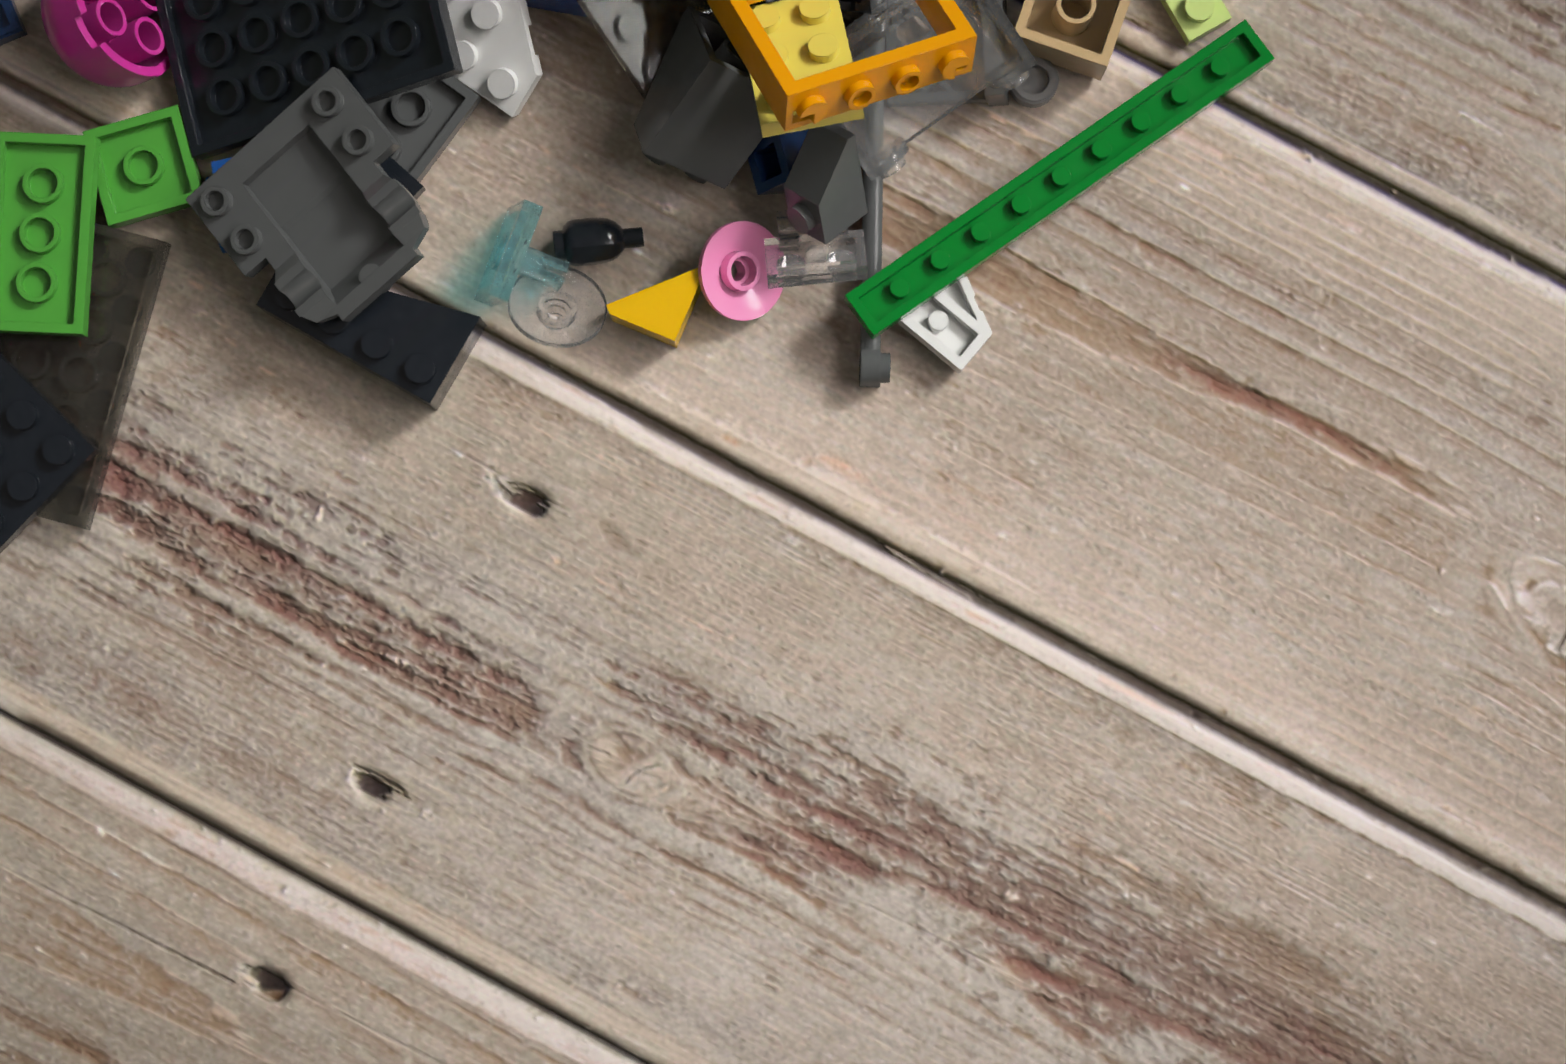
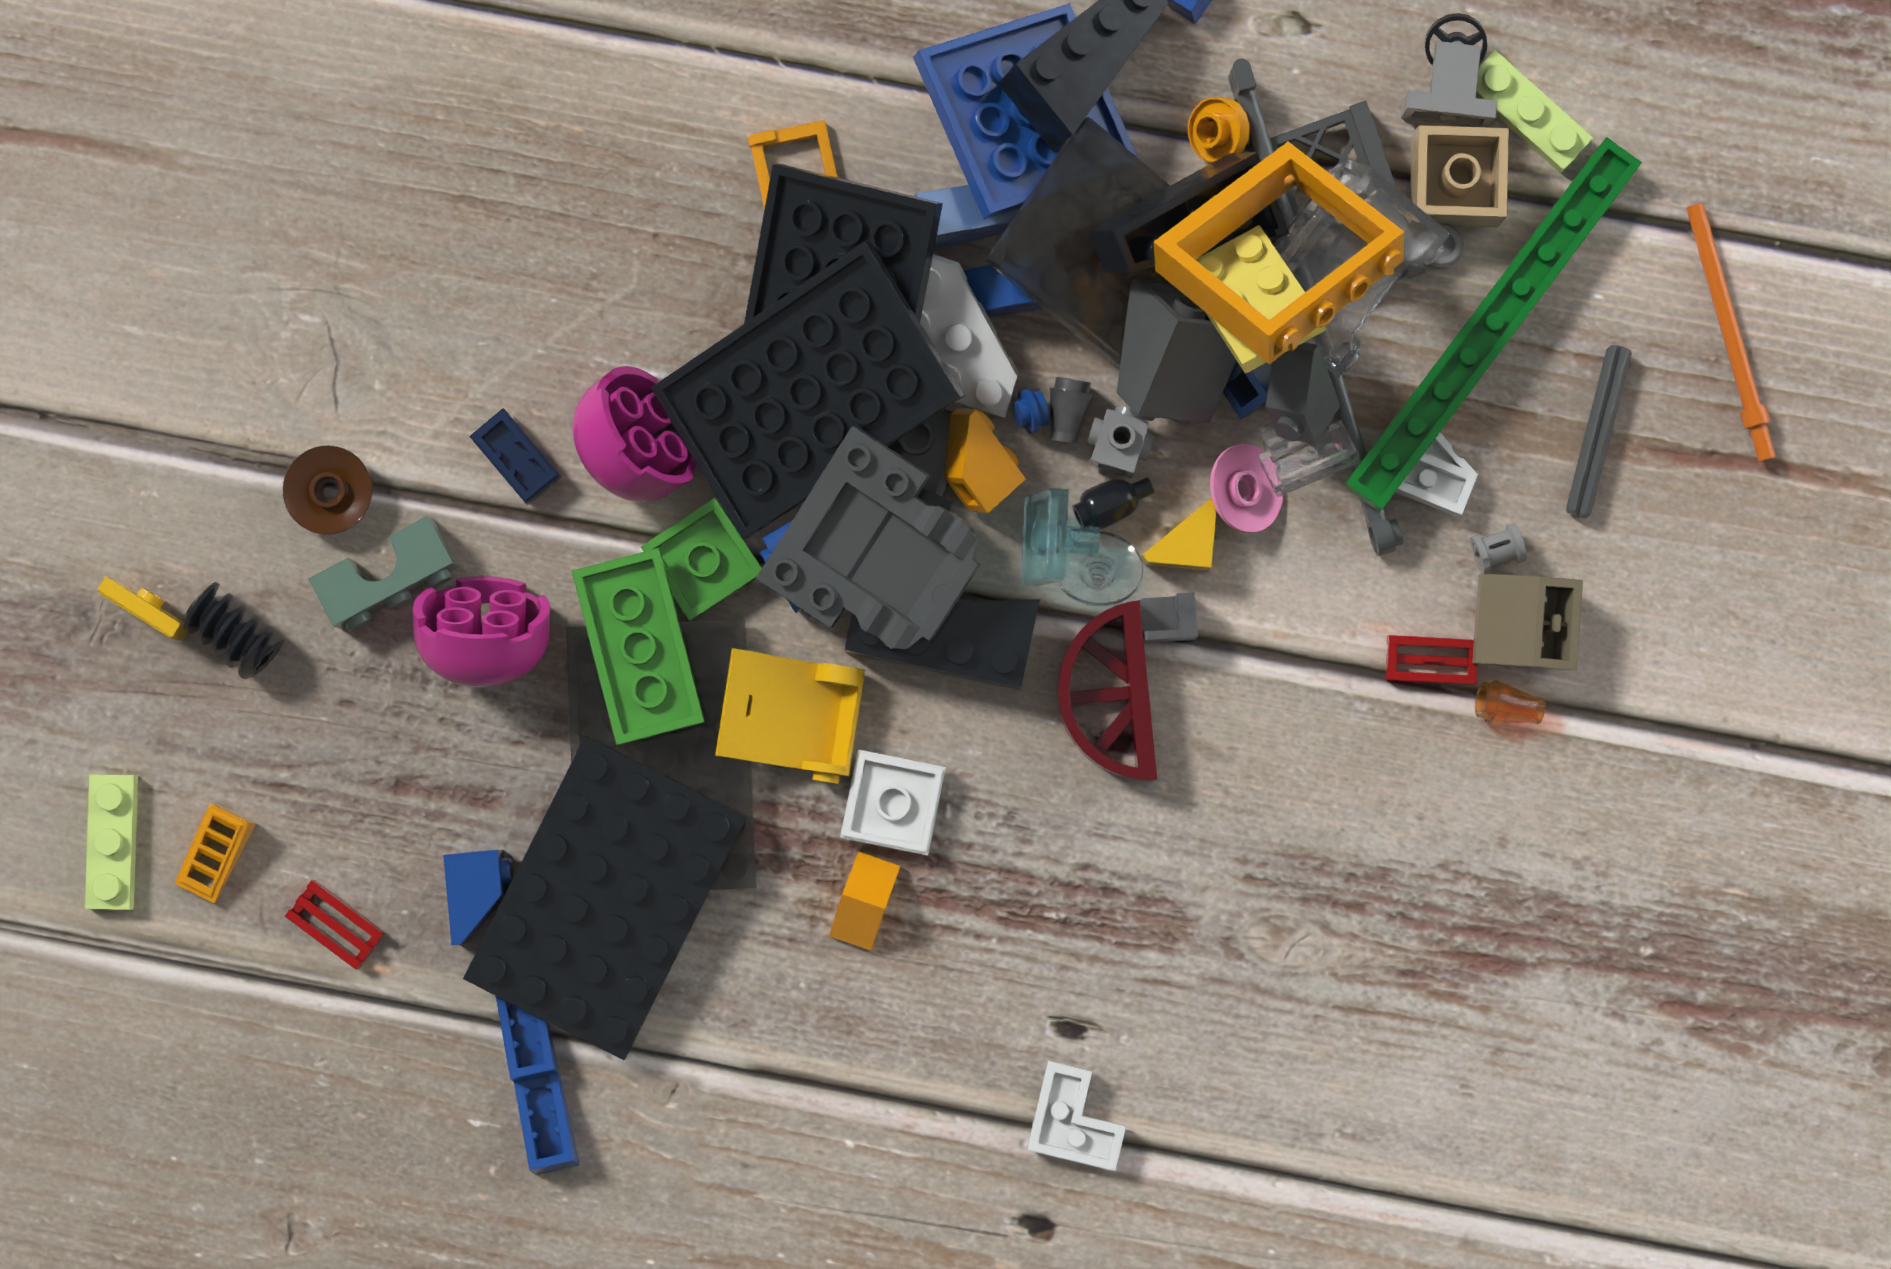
camera: 15 degrees left, 0 degrees up
(186, 358) = (796, 713): none -> yellow door
(197, 579) = (864, 901): none -> light orange slope
(261, 485) = (893, 802): none -> white plate
(326, 882) = (1063, 1130): none -> white plate
(463, 153) = (977, 463): none -> light orange slope
(541, 118) = (1031, 410): none -> blue plate
(556, 449) = (1137, 692): none -> dark red window
(582, 128) = (1068, 408): none -> flat silver cone
(616, 383) = (1169, 618): none -> flat silver panel
(617, 195) = (1114, 456): none -> light grey brick
(887, 496) = (1393, 658): none -> red tile
(945, 587) = (1507, 704): none -> clear orange cone
(989, 419) = (1498, 548): none -> light grey bush
(993, 504) = (1527, 621): none -> dark tan slope
(1137, 329) = (1598, 431): none -> dark grey axle
(1309, 362) = (1755, 416): none -> orange bar

